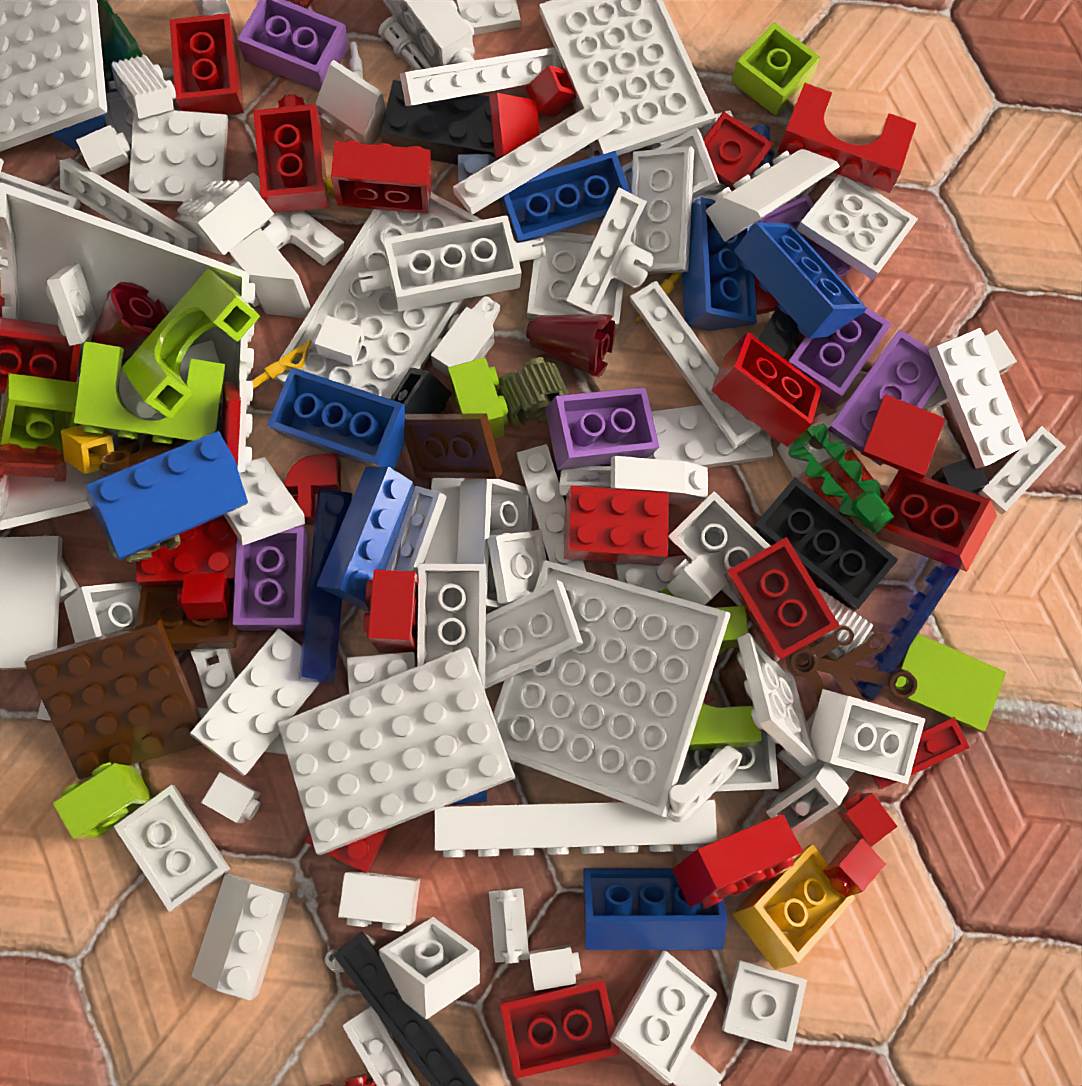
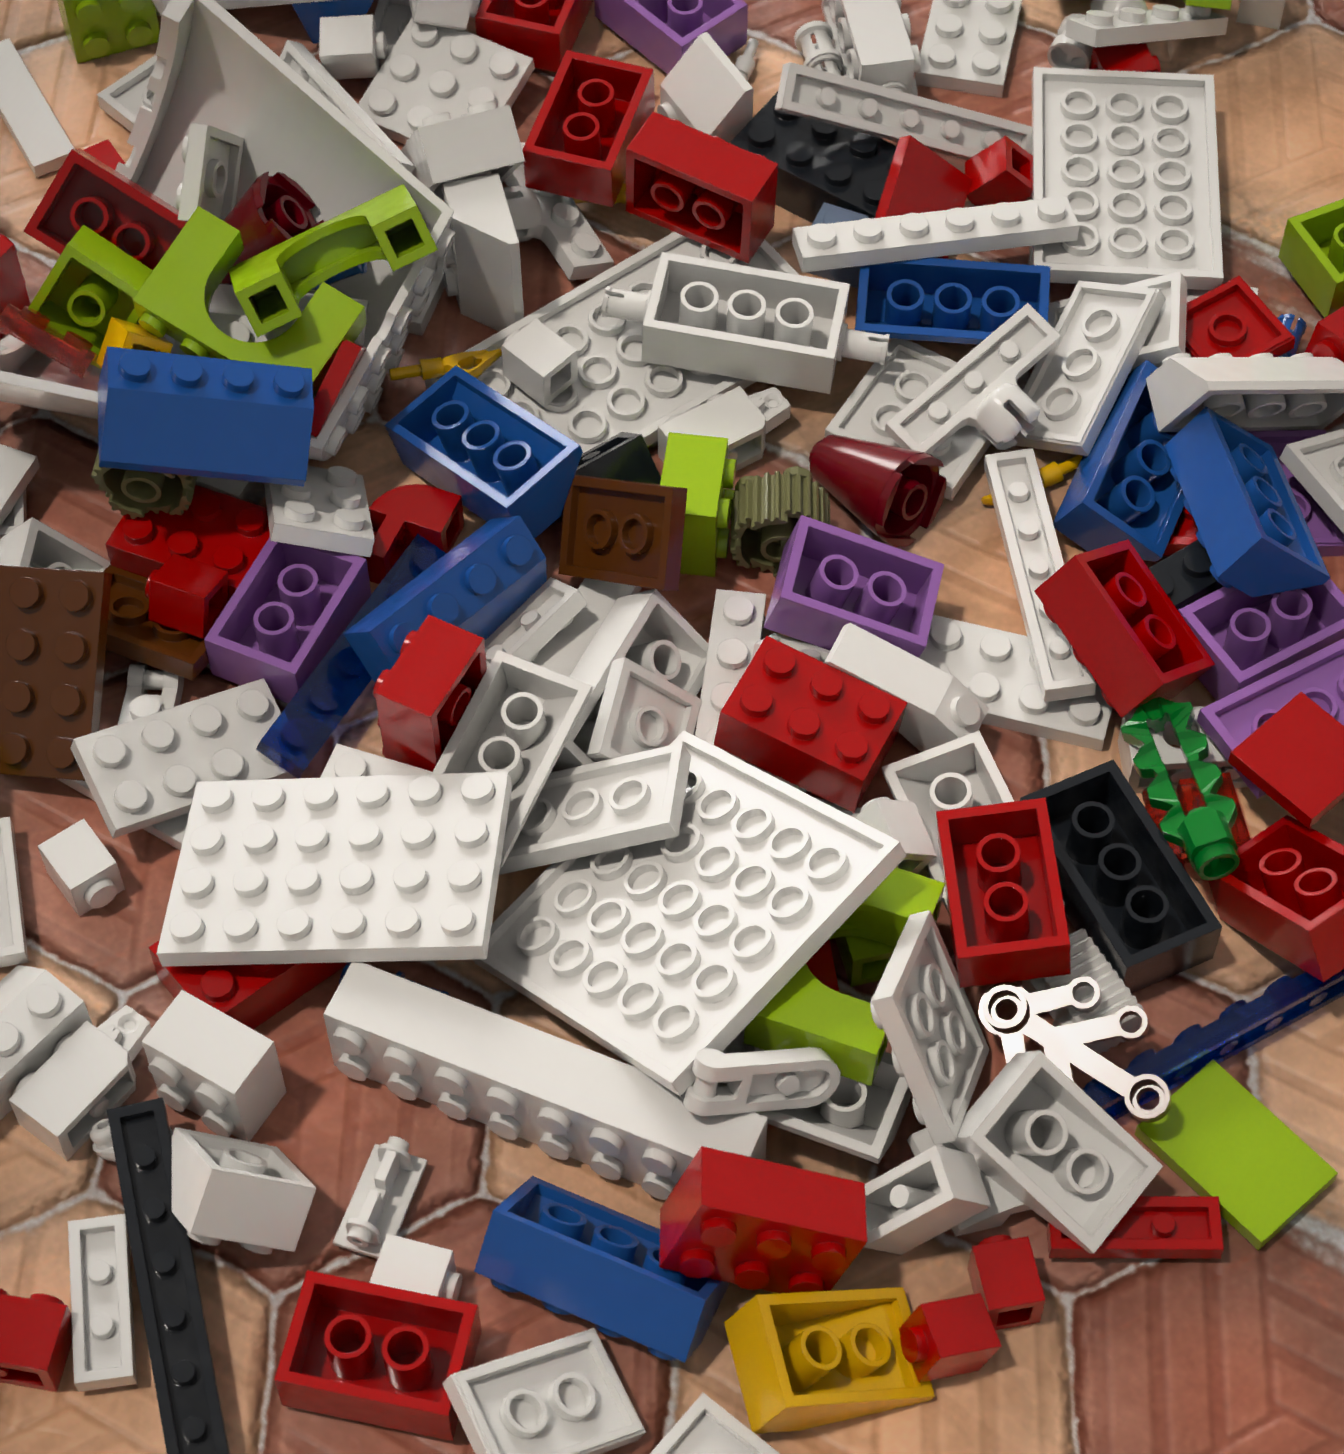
camera: 30 degrees right, 20 degrees down
(304, 934) = (81, 1081): none -> white hinge

